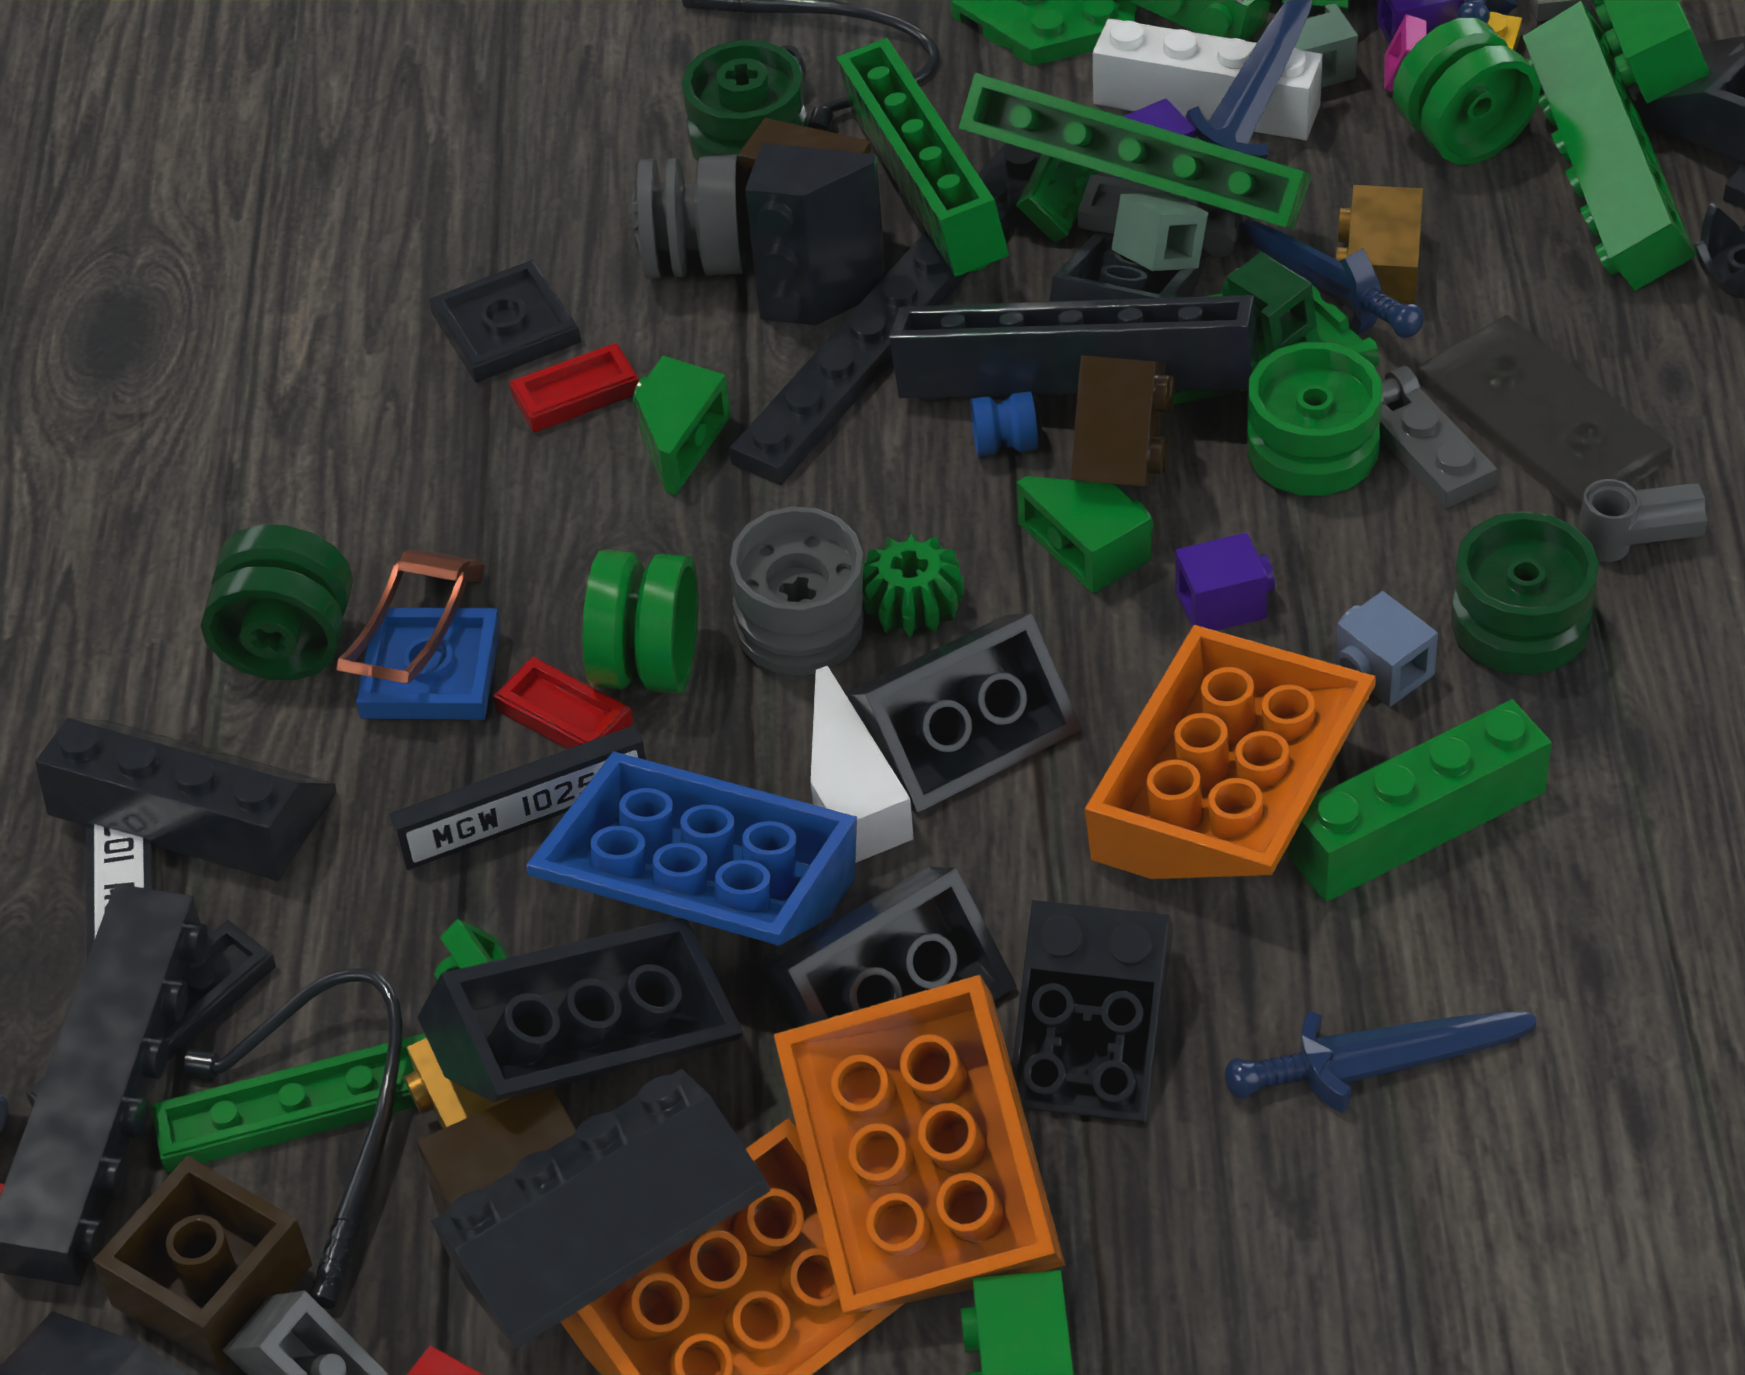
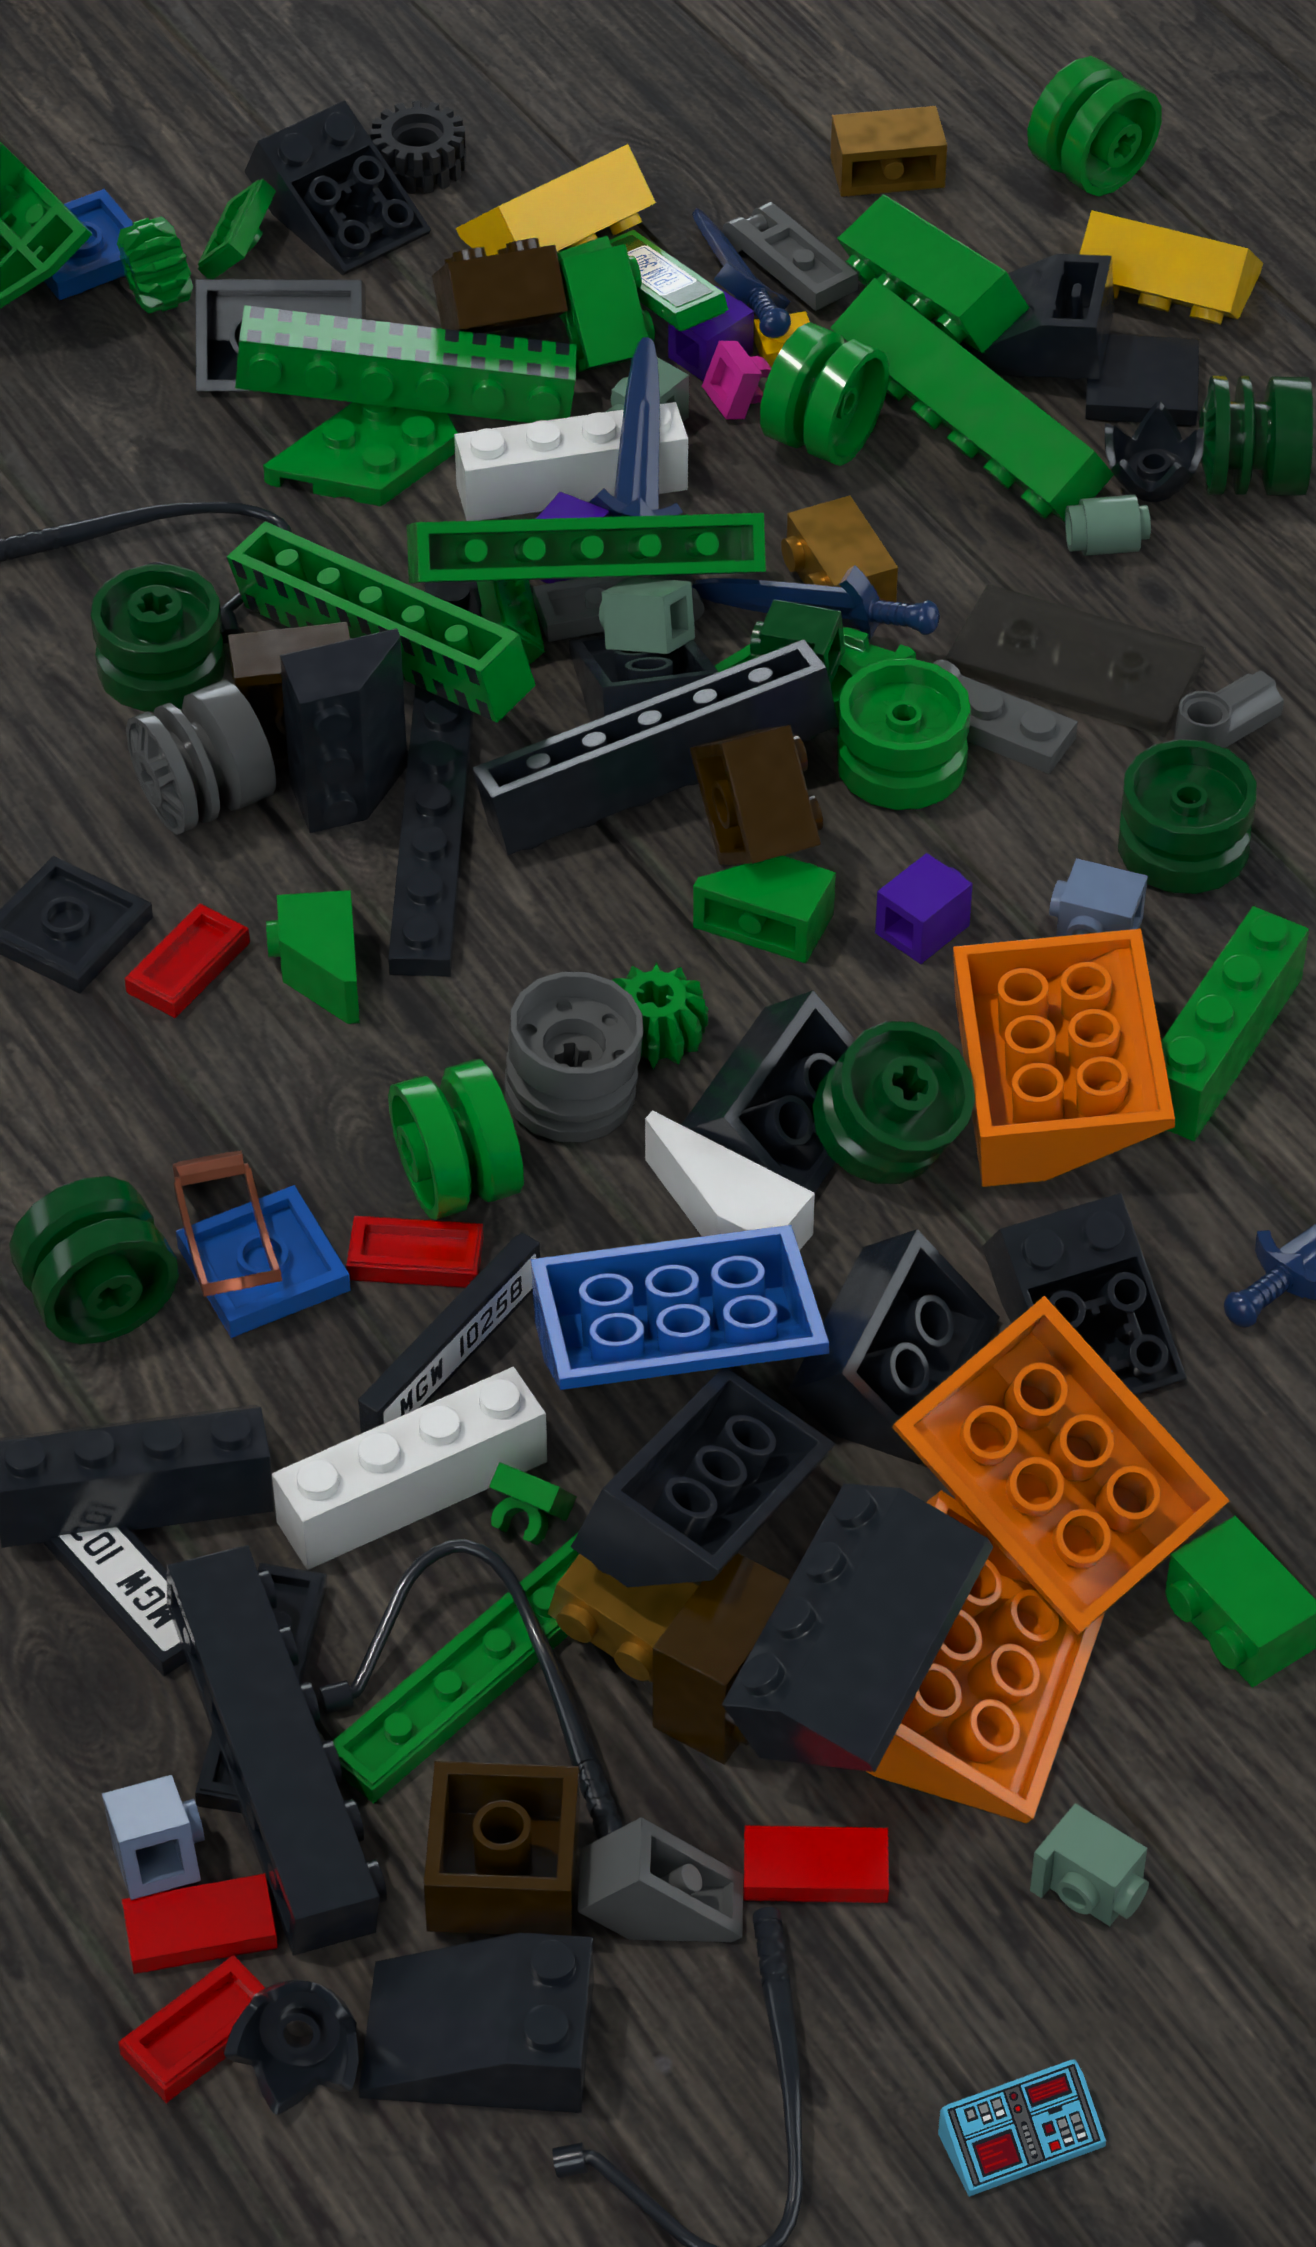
camera: 35 degrees left, 0 degrees up
(396, 891) = (408, 1467): none -> white brick
(1004, 424) = (628, 841): blue wheel -> none
(1047, 708) = (893, 1102): none -> dark green wheel
(1659, 300) = (1107, 525): none -> sand green brick

